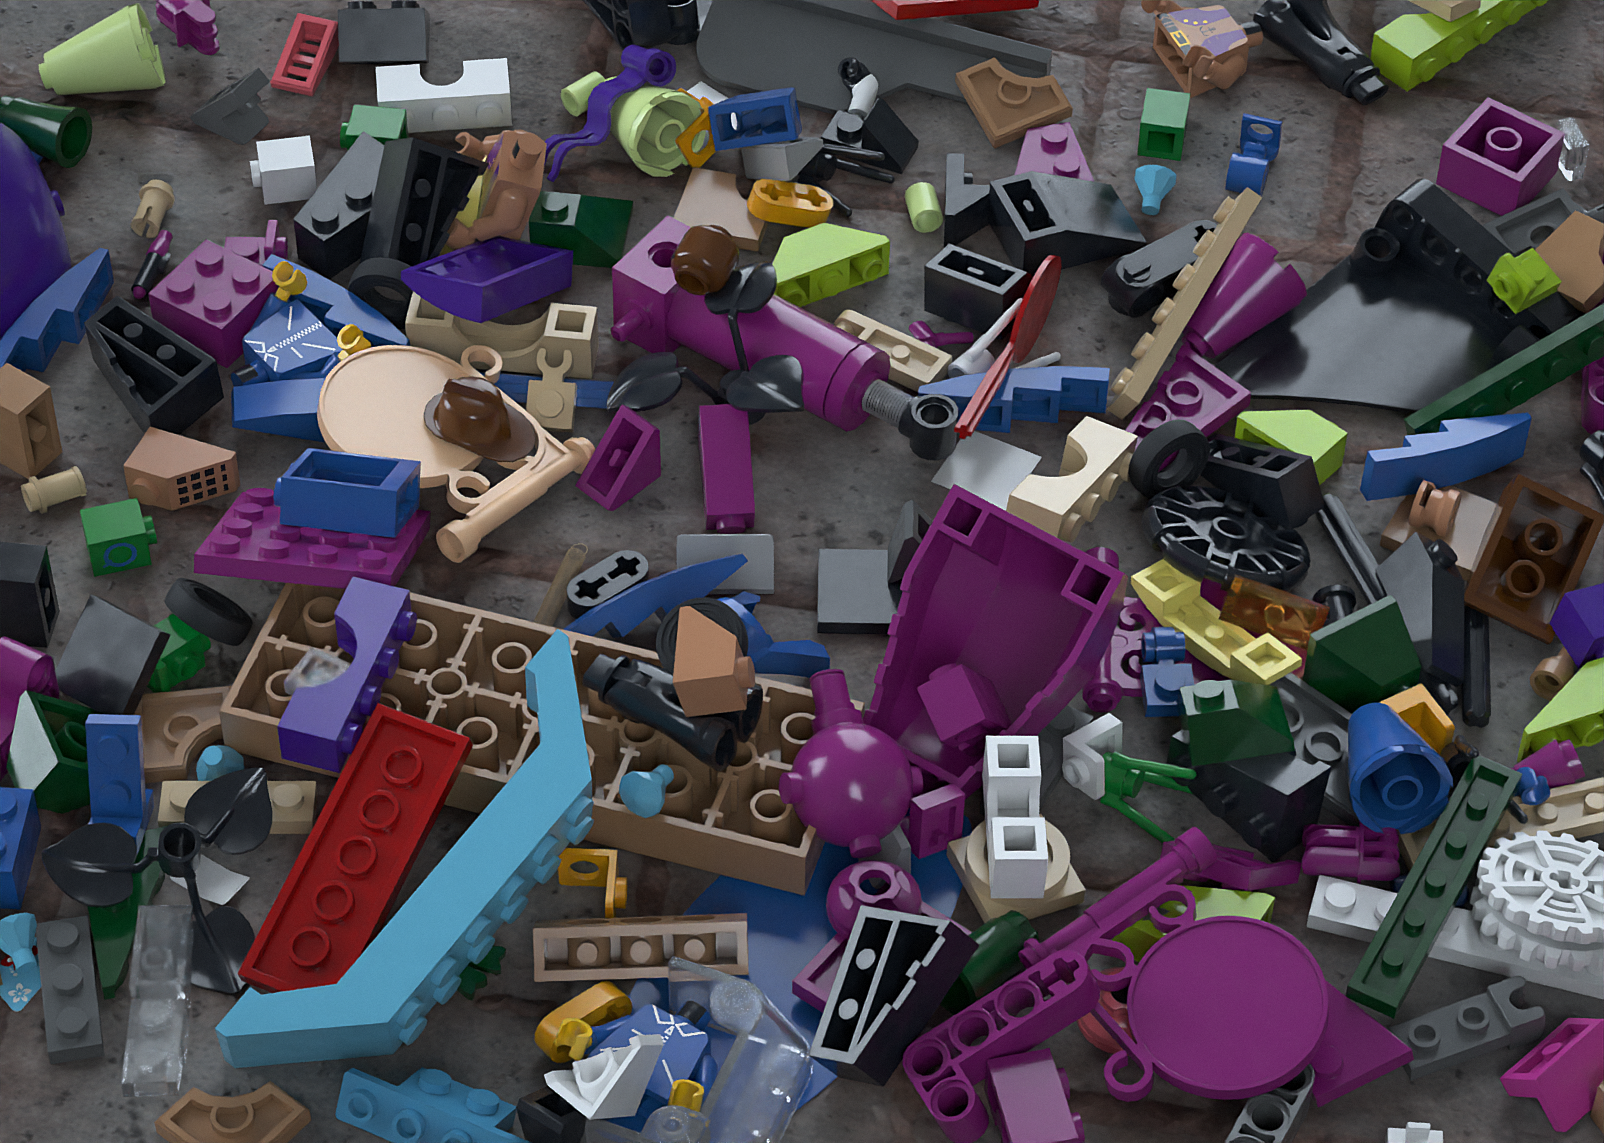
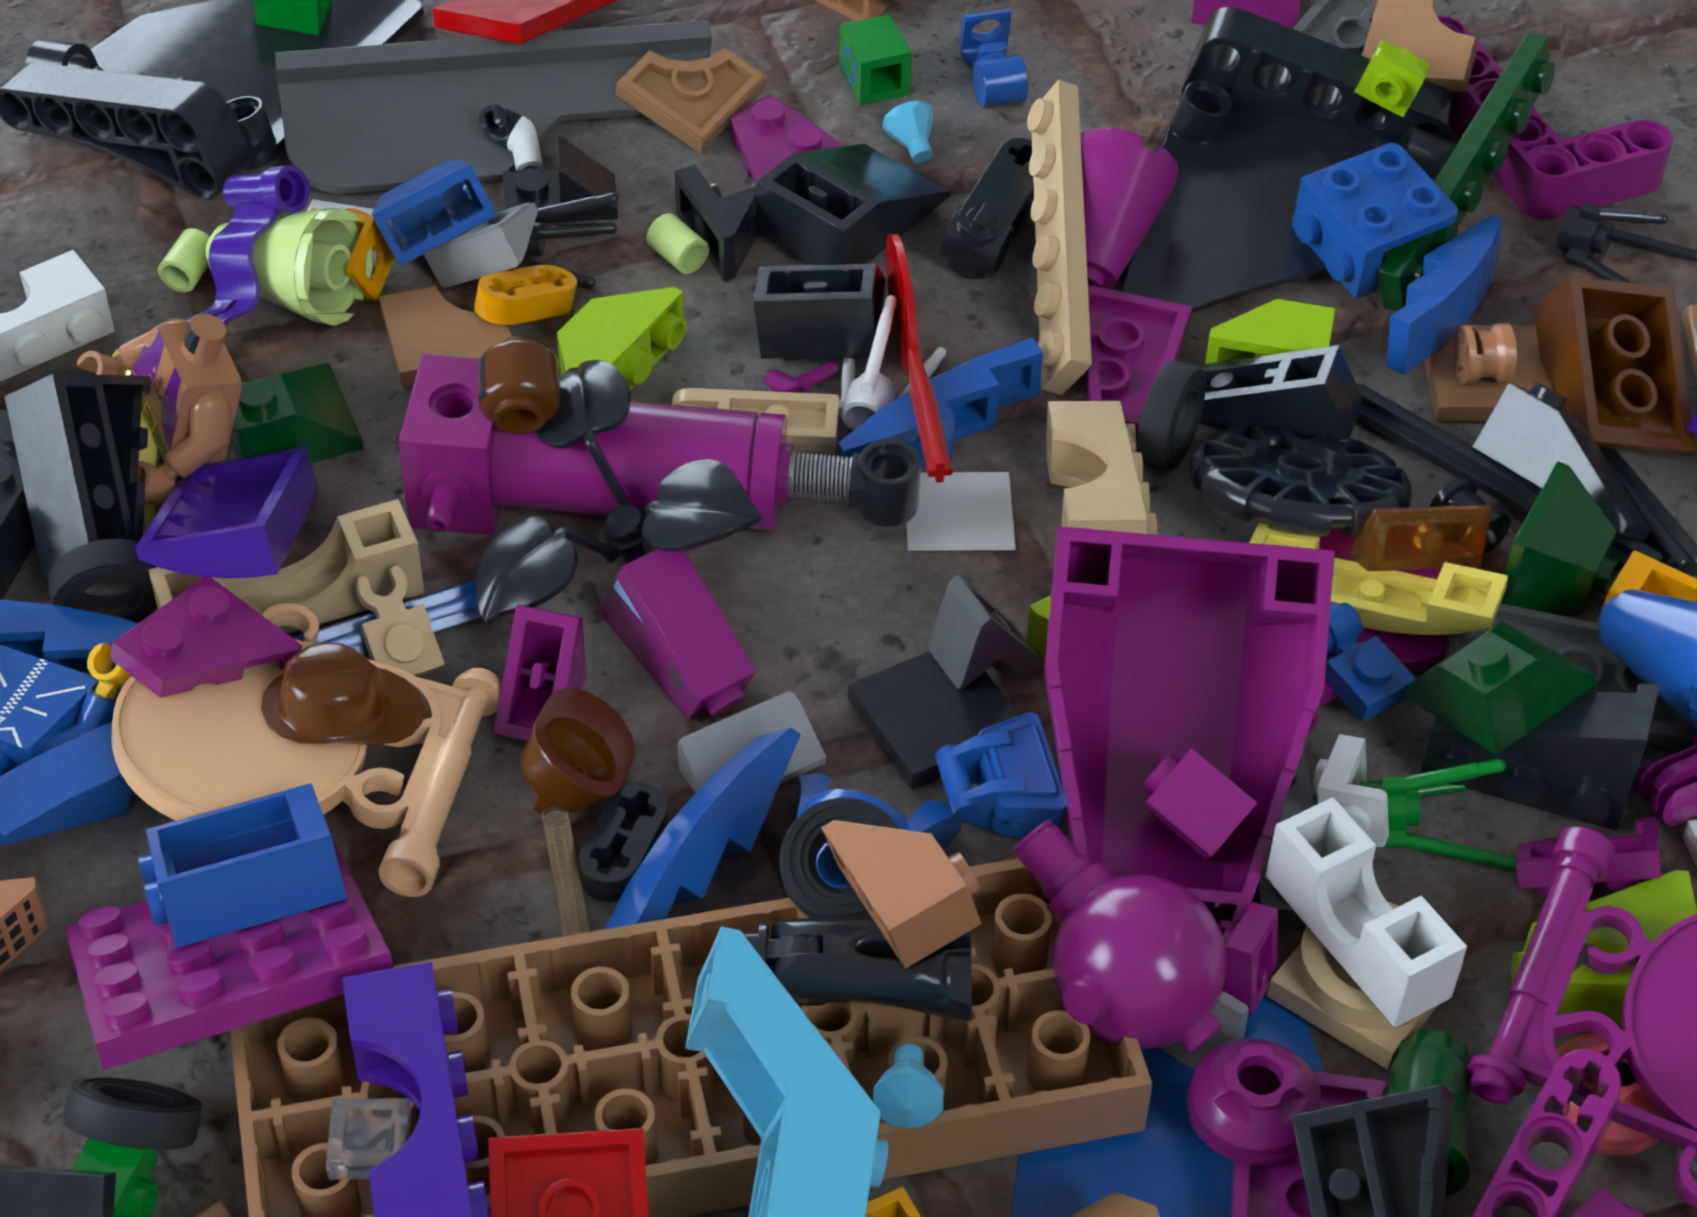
camera: 30 degrees left, 0 degrees up
(411, 346) = (200, 640): none -> magenta wing
(611, 514) = (576, 752): none -> reddish brown piece
(865, 651) = (1013, 776): none -> blue piece
(1427, 370) = (1367, 208): none -> blue bracket

